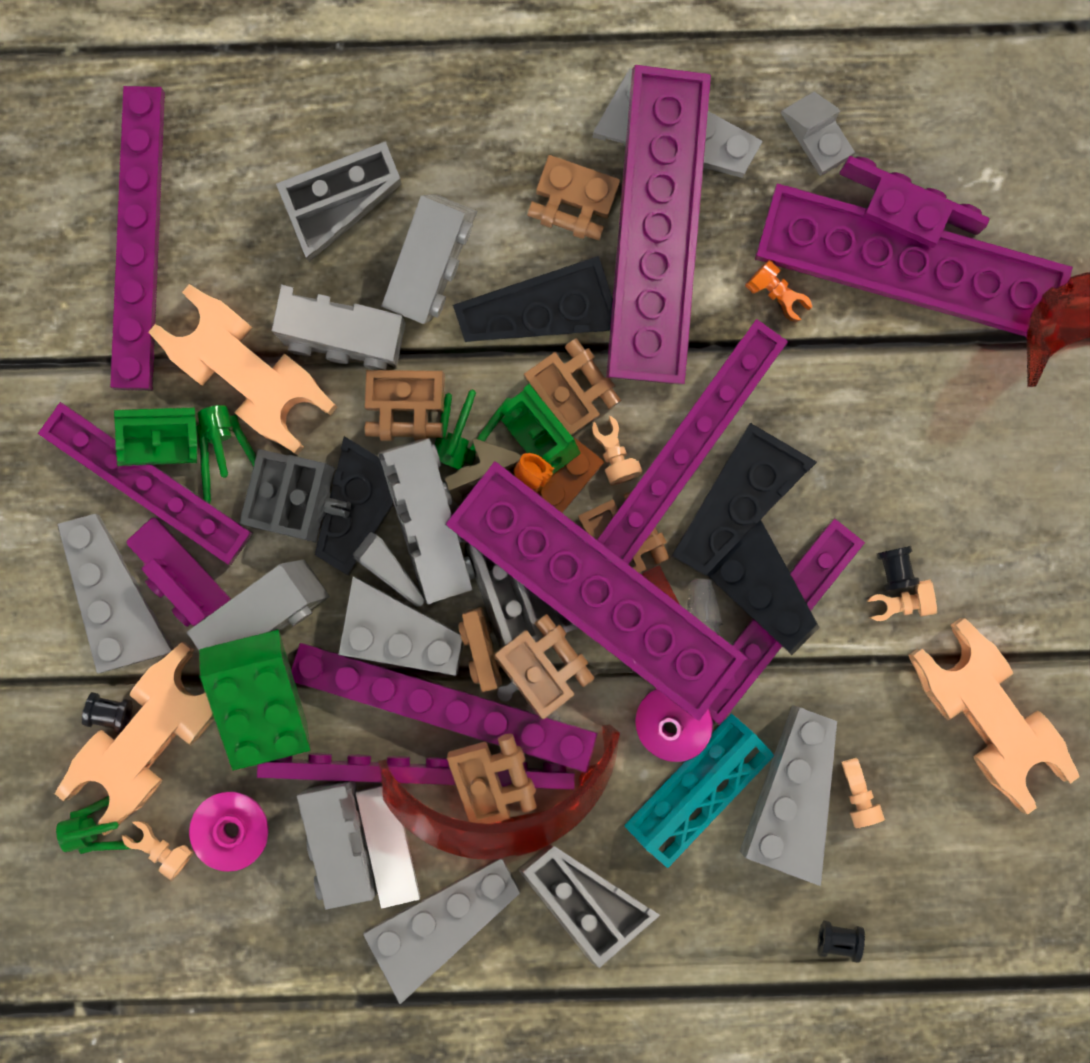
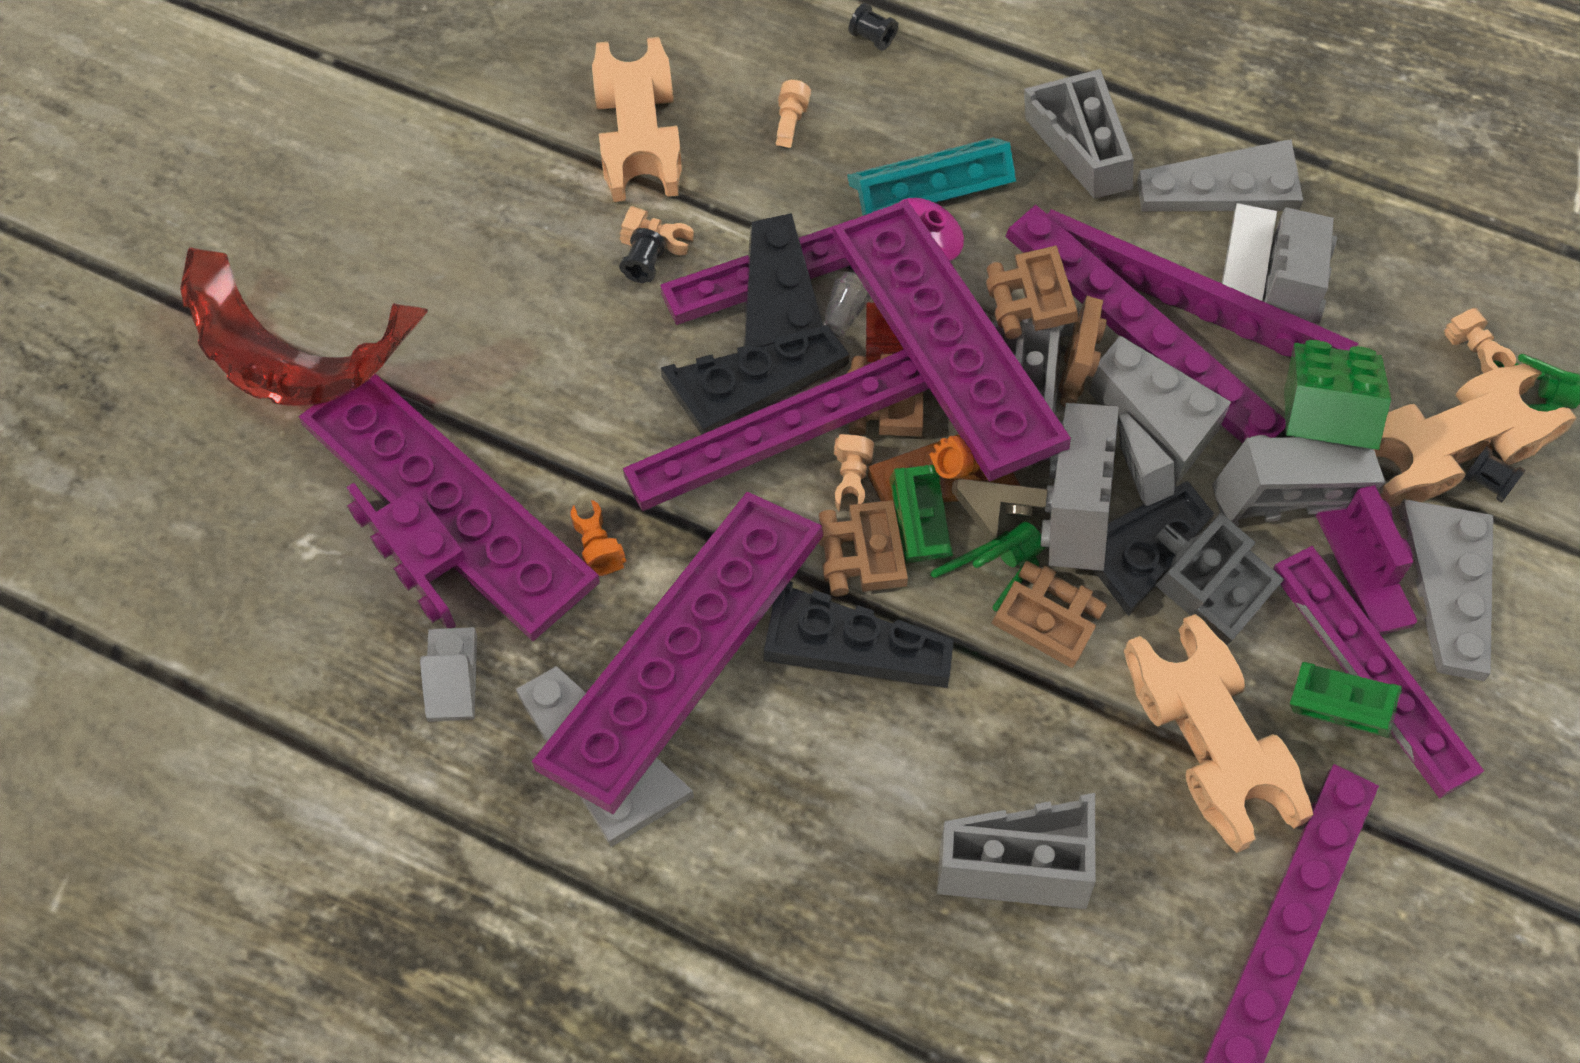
camera: 150 degrees left, 25 degrees down
(209, 833) = (1403, 324): dark pink dish -> none
(215, 428) = (1270, 689): green plant -> none
(338, 330) = (1089, 713): light grey wedge -> none
(429, 258) = (945, 739): light grey wedge -> none
(479, 783) = (1133, 234): medium nougat plate -> none
(508, 837) = (1128, 212): clear red windscreen -> none
(578, 188) = (742, 746): medium nougat plate -> none
(794, 800) = (851, 130): light grey wedge -> none

